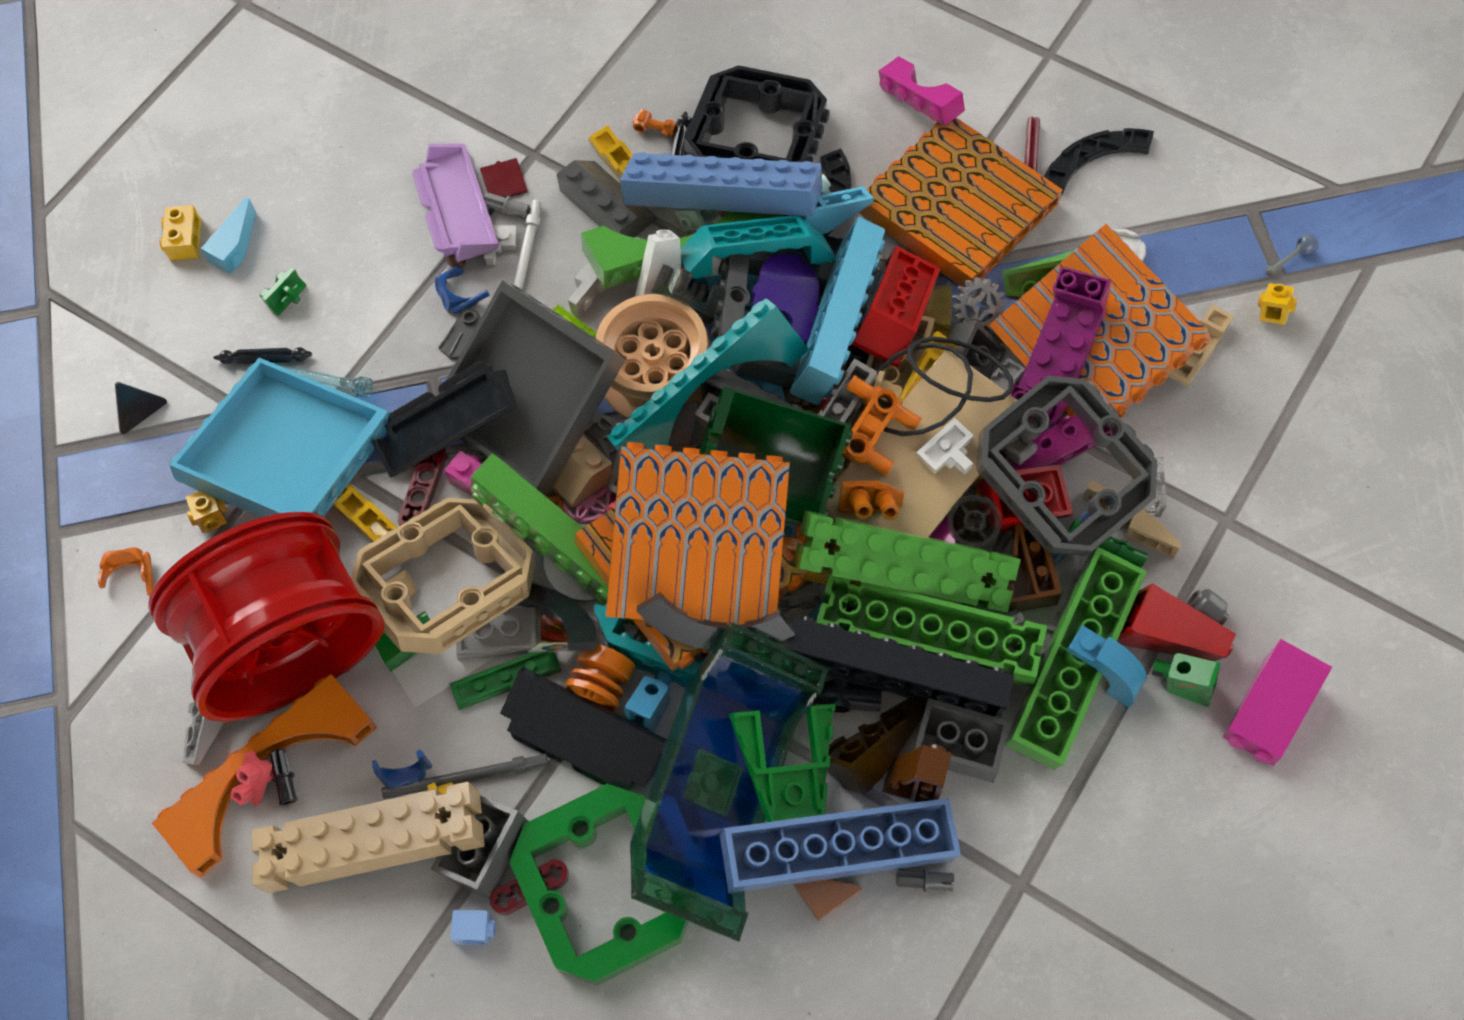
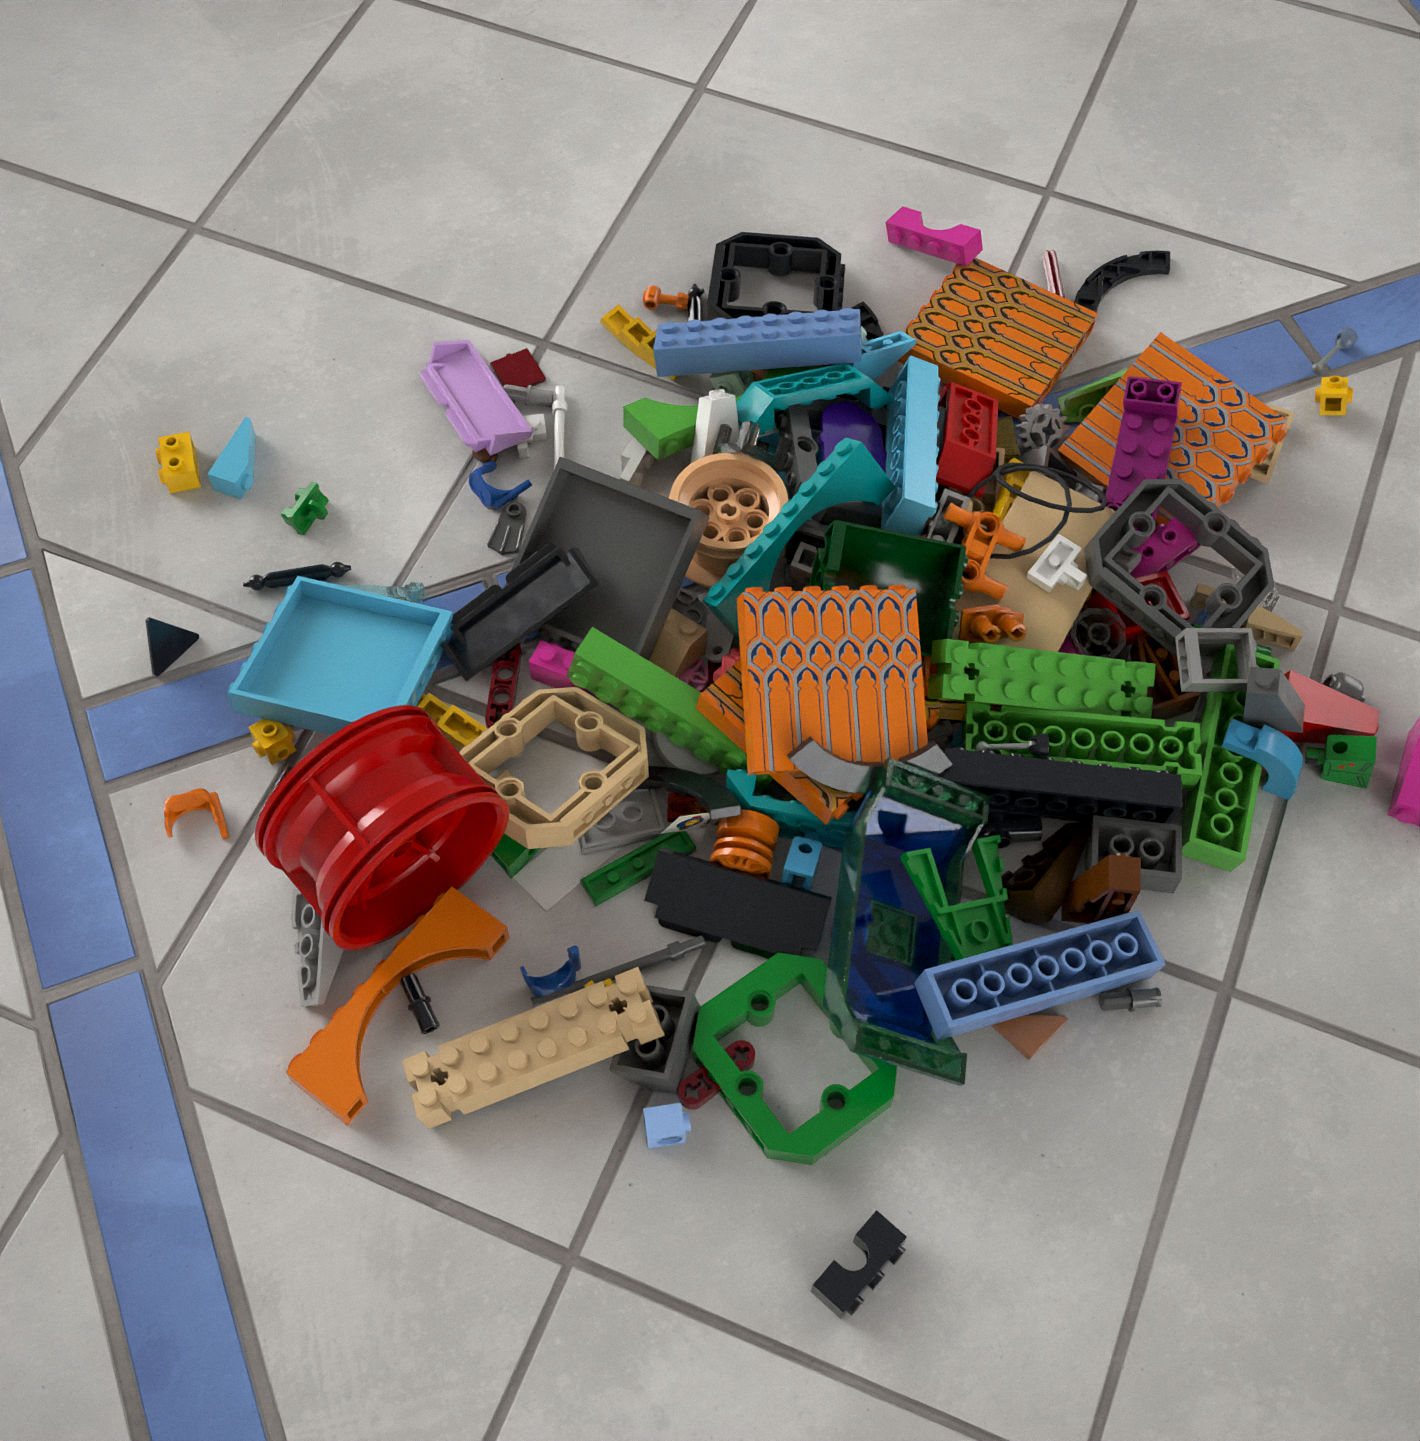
camera: 15 degrees left, 5 degrees down
(252, 780) = (388, 1009): coral hips -> none
(602, 199) = (627, 375): dark grey slope -> none
(883, 625) = (1037, 745): none -> hinge
(1051, 559) = (1190, 663): none -> light grey window
(1120, 616) = (1272, 701): none -> dark grey slope

